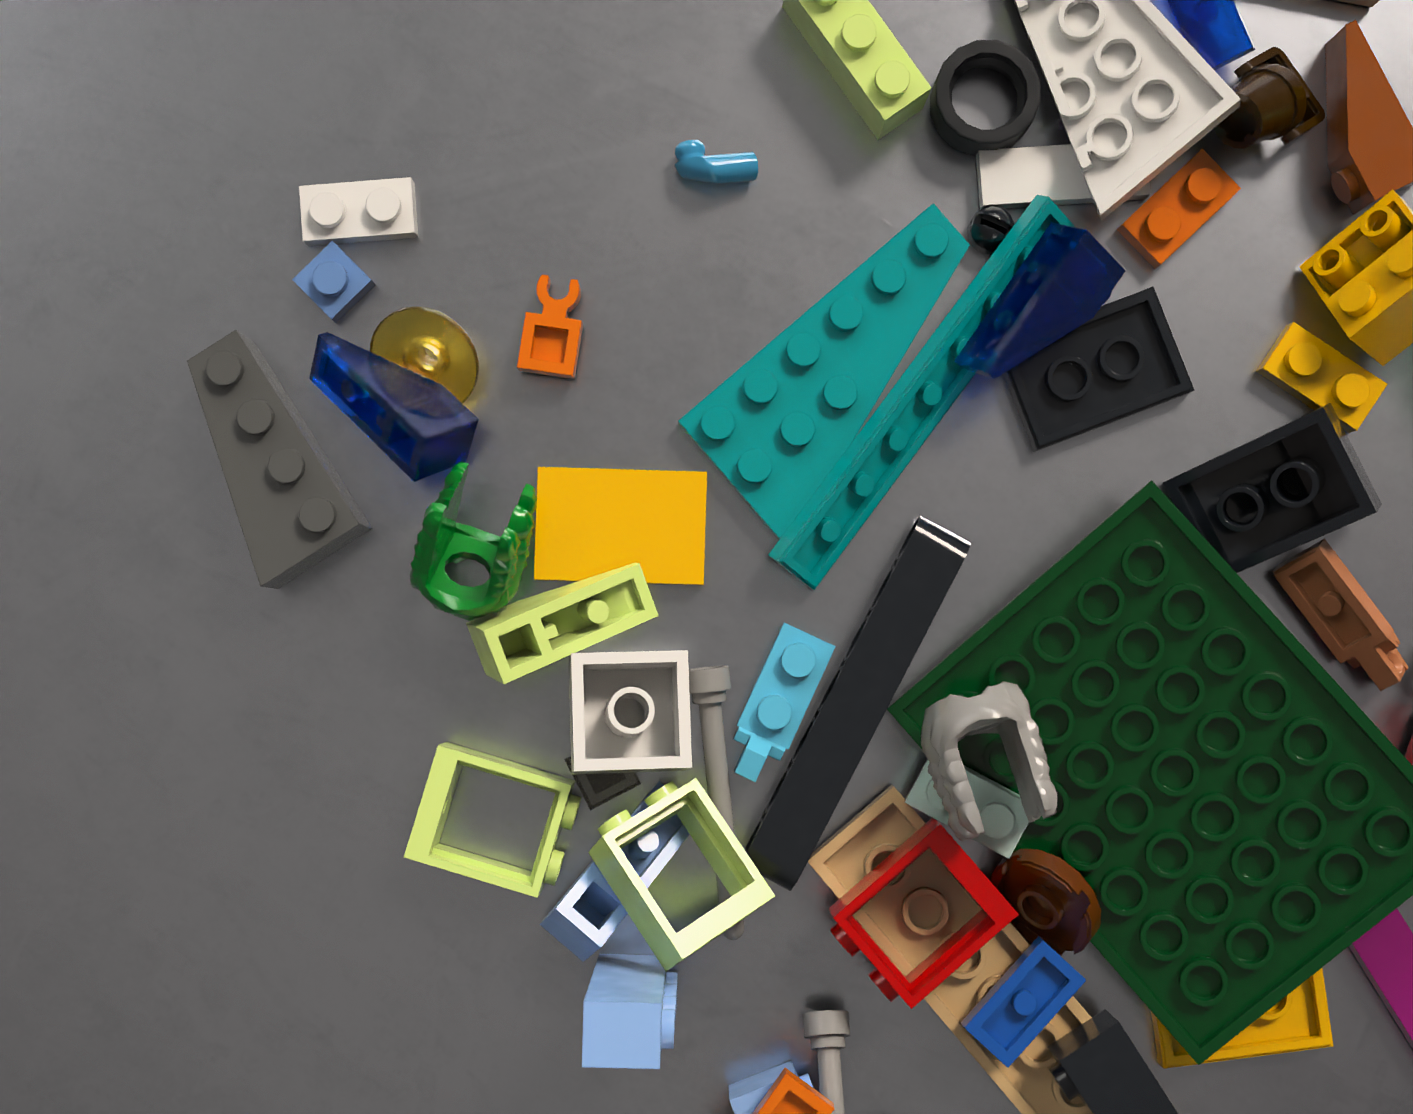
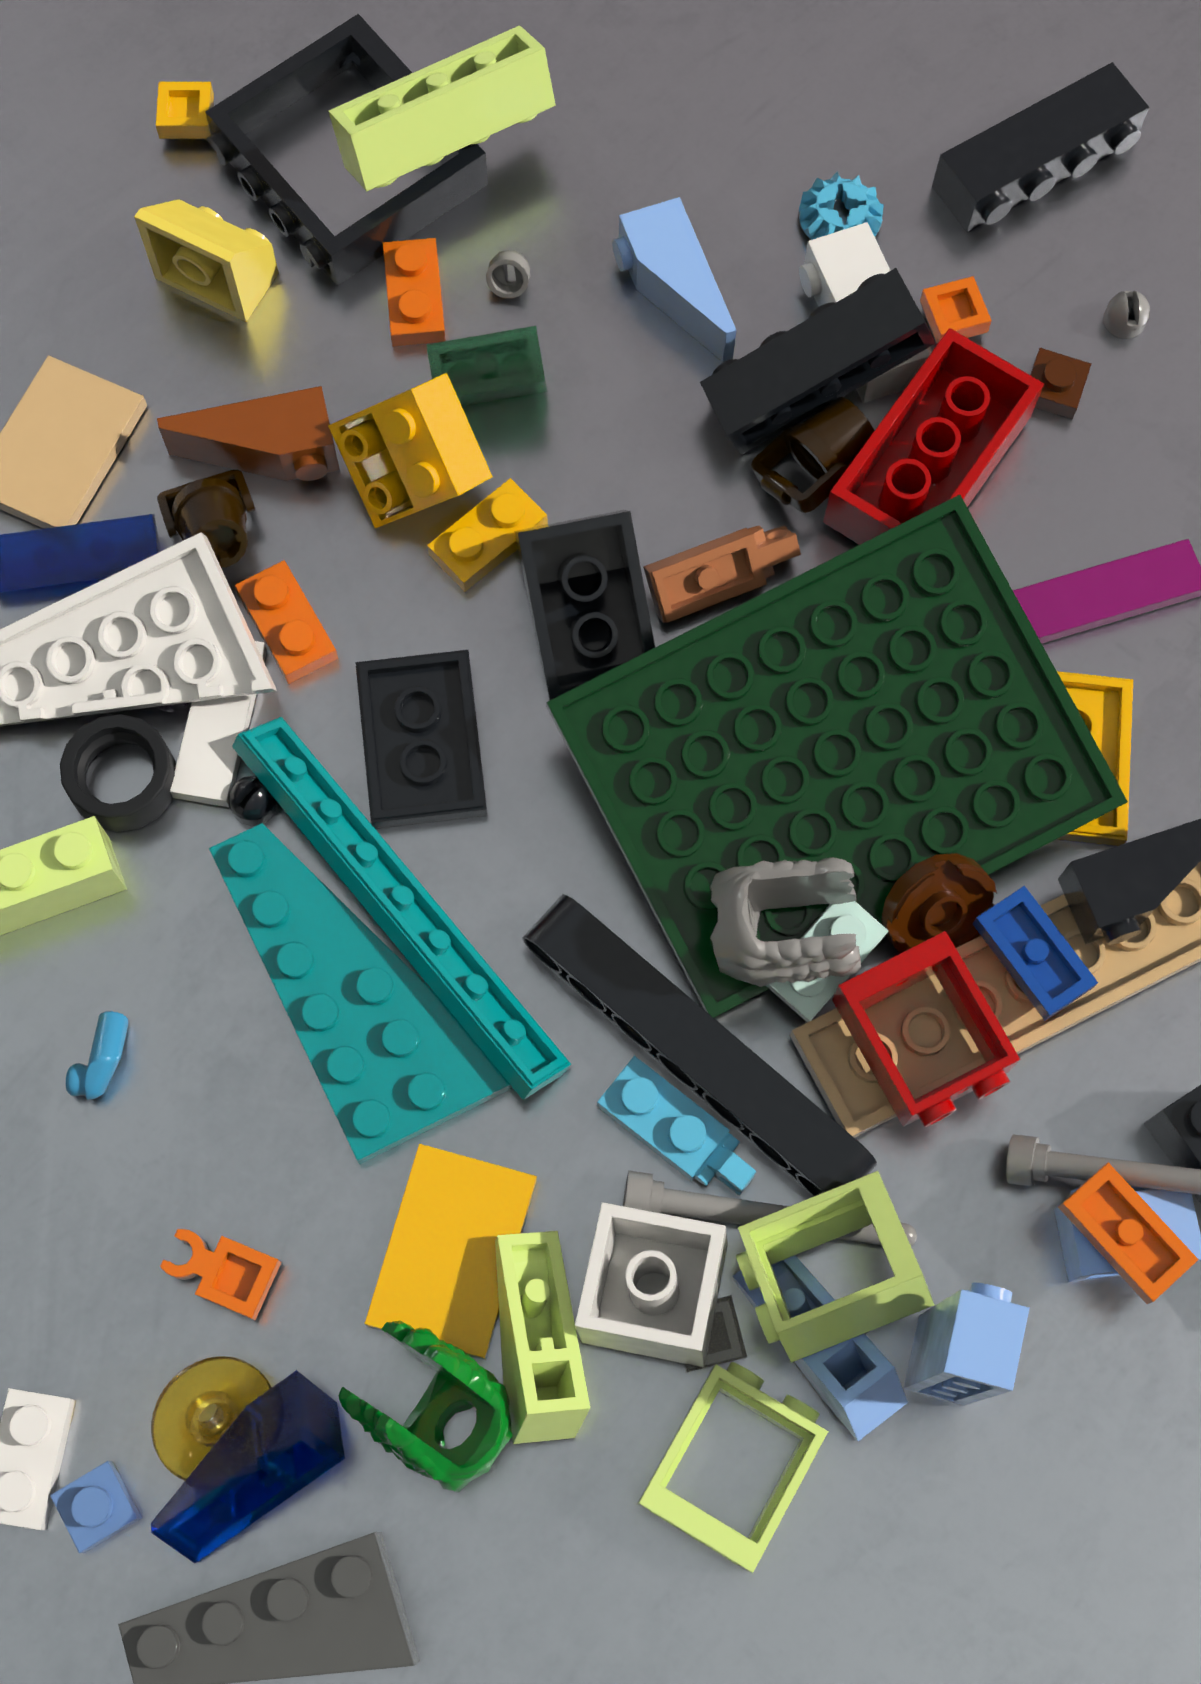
camera: 75 degrees left, 15 degrees down
(1047, 298) = (340, 763): clear blue slope -> none

